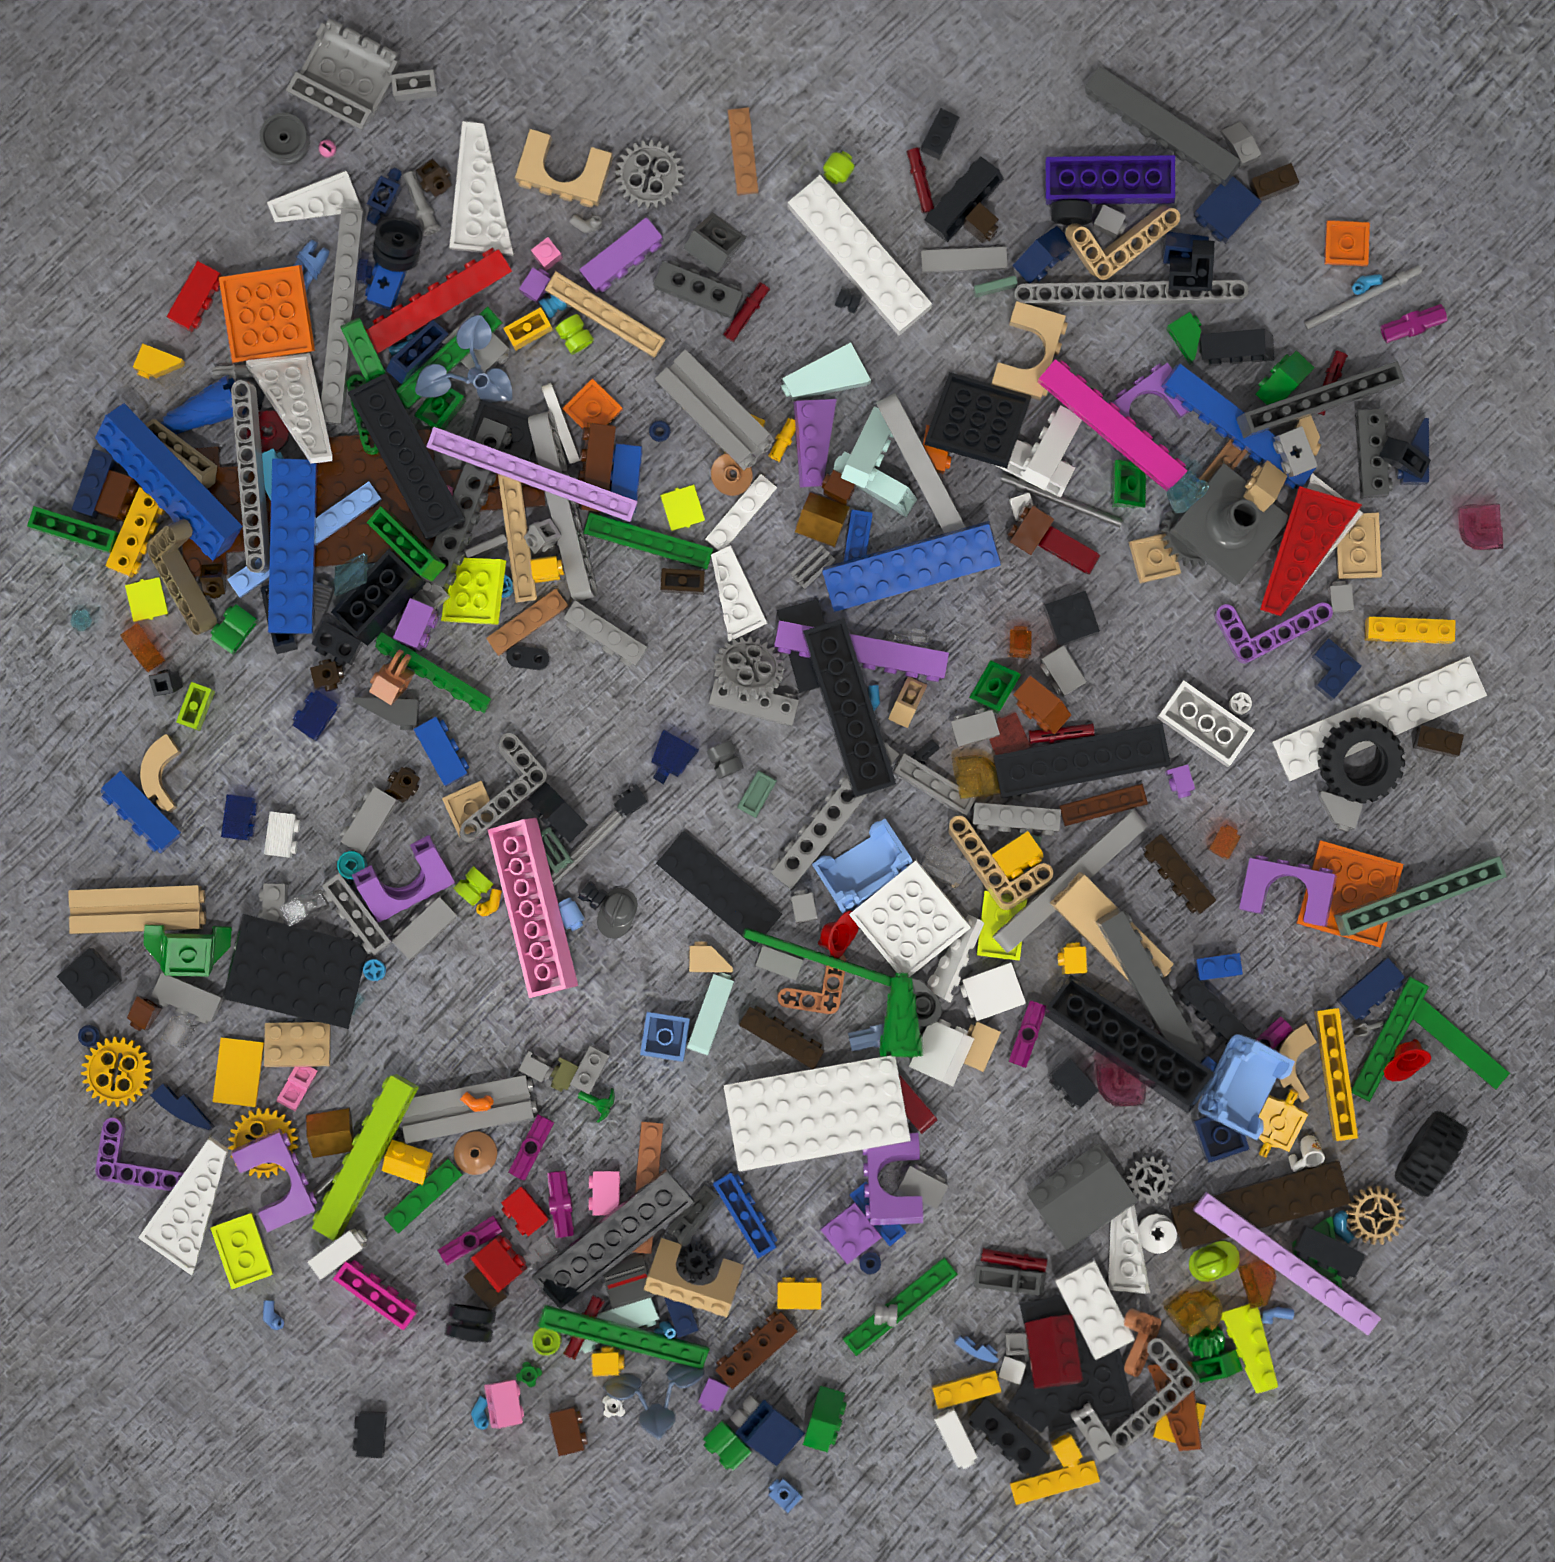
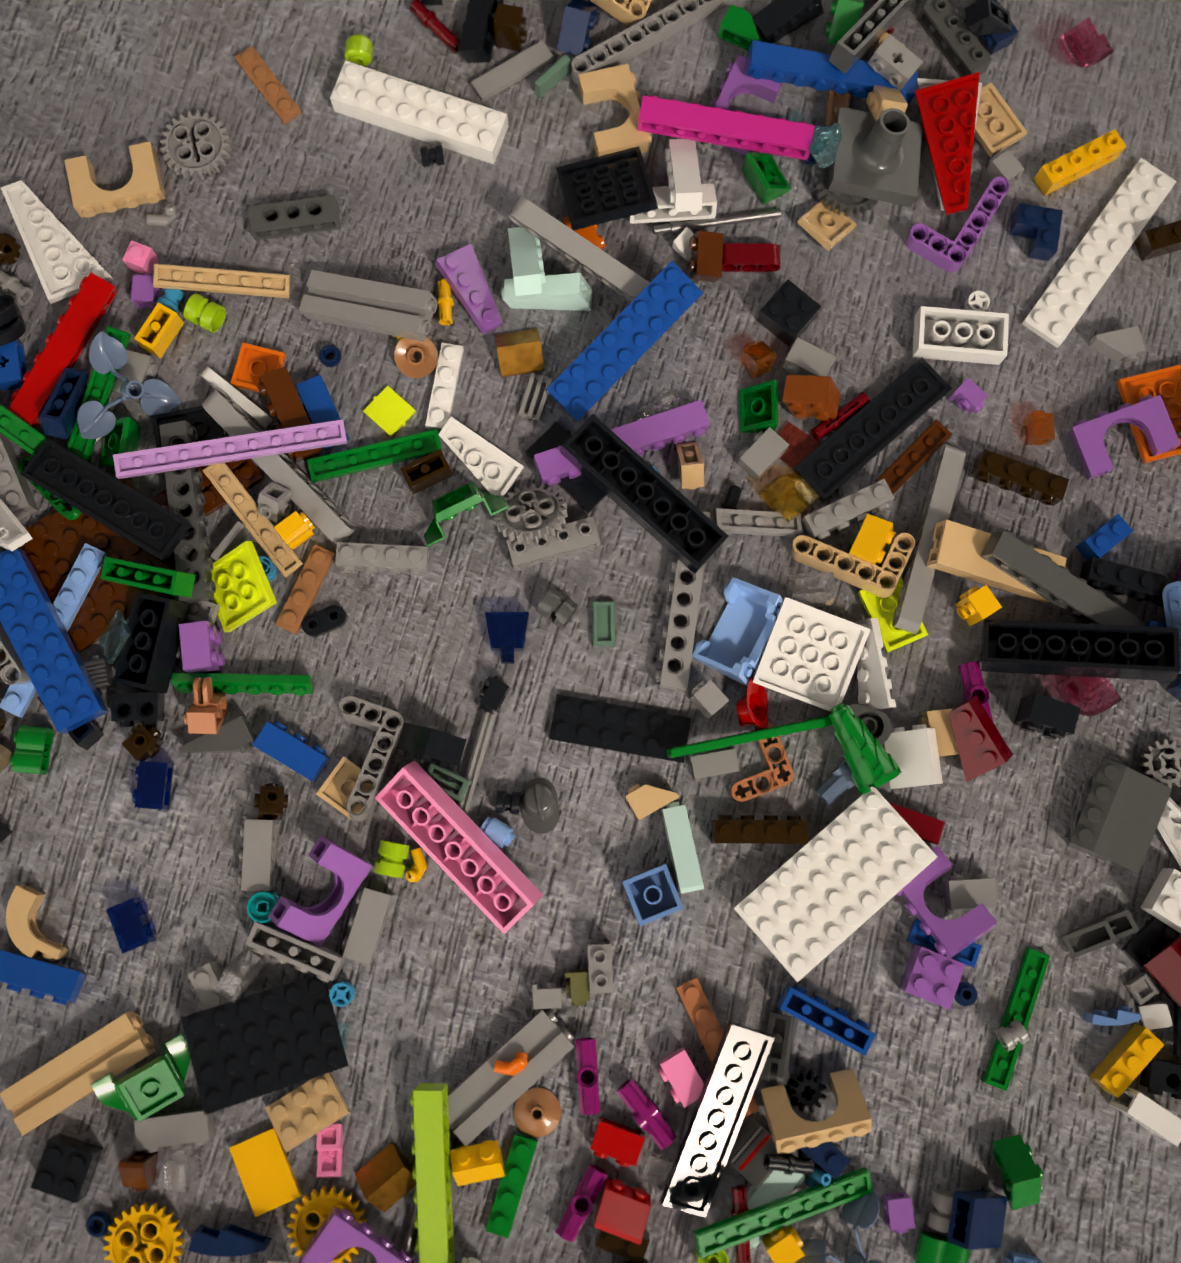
camera: 40 degrees left, 5 degrees down
(195, 706) = (32, 843): lime brick -> none
(281, 834) = (182, 916): white brick -> none
(601, 1105) = (630, 995): green plant -> none
(621, 255) = (209, 224): medium lavender brick -> none
(647, 1303) = (788, 1164): none -> black pin
(693, 622) = (460, 499): none -> green piece
(714, 242) = (285, 171): dark grey slope -> none
(752, 303) = (349, 204): dark red pin -> none
(756, 1349) = (912, 1143): reddish brown brick -> none
(799, 1294) = (919, 1064): yellow brick -> none
(826, 375) = (451, 226): light aqua slope -> none
(837, 488) = (517, 312): reddish brown brick -> none
(858, 534) = (558, 345): blue plate -> none
(992, 992) = (922, 677): white brick -> none
(1002, 1067) = (977, 739): none -> dark red wedge
(1015, 1260) = (1091, 911): dark red pin -> none
(1383, 775) = (1138, 283): black tyre -> none

